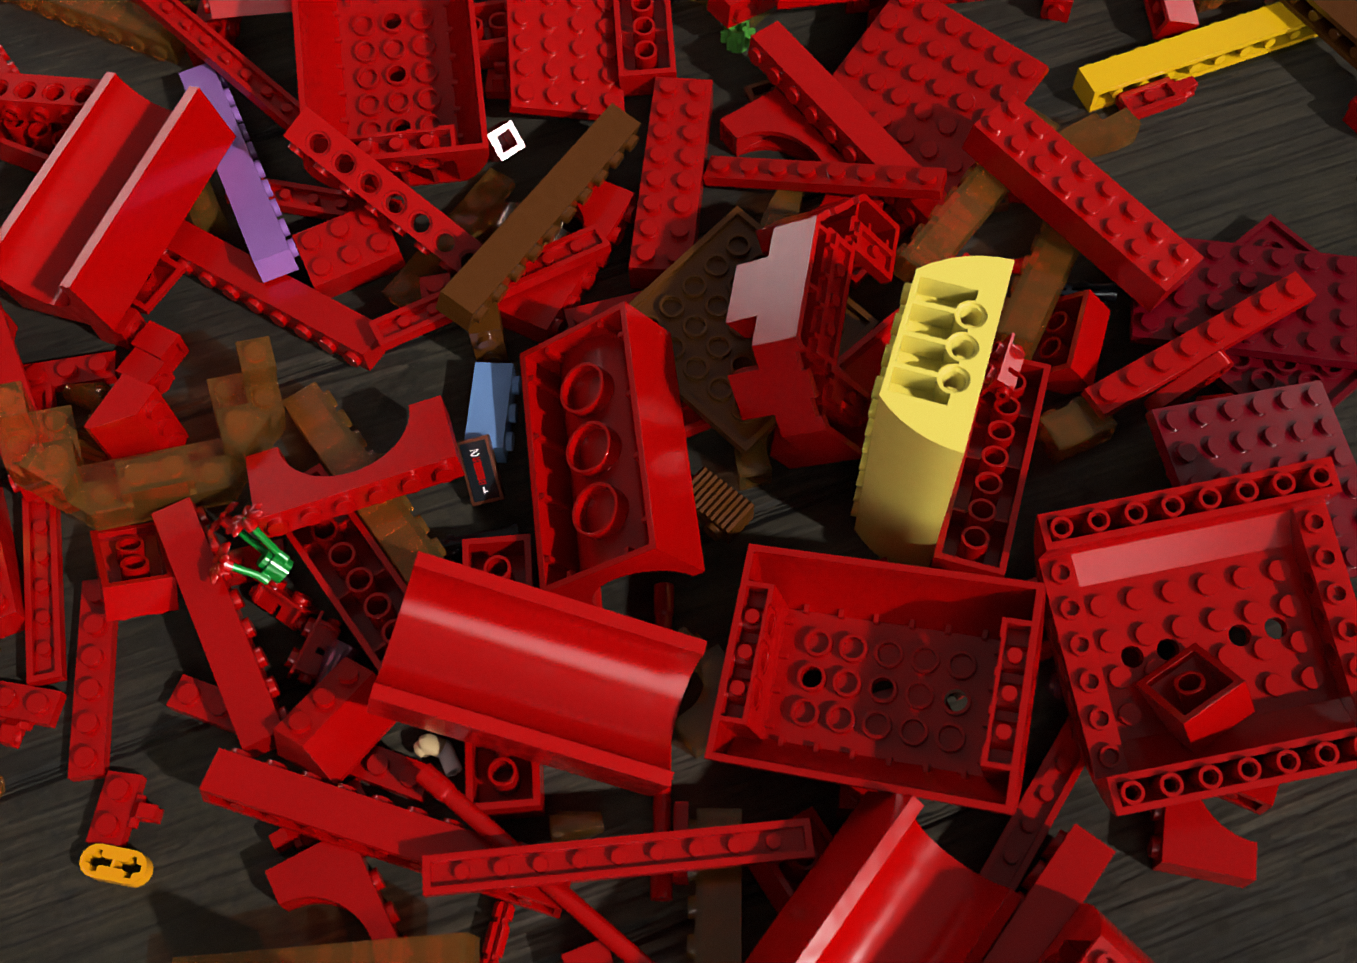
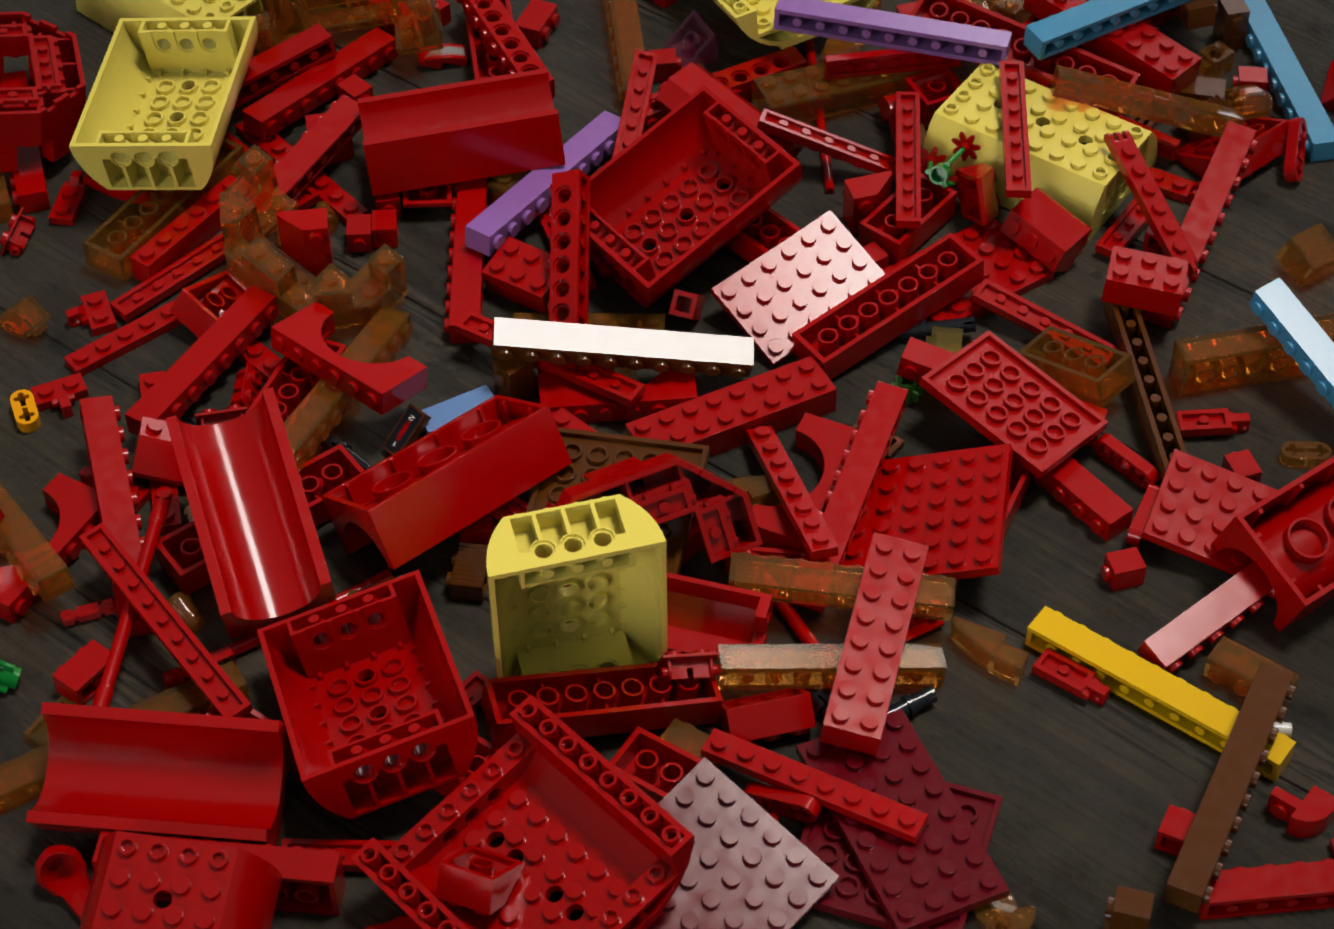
camera: 55 degrees right, 15 degrees down
(273, 562) = (259, 362): plant -> none
(1100, 465) = (653, 763): none -> red brick

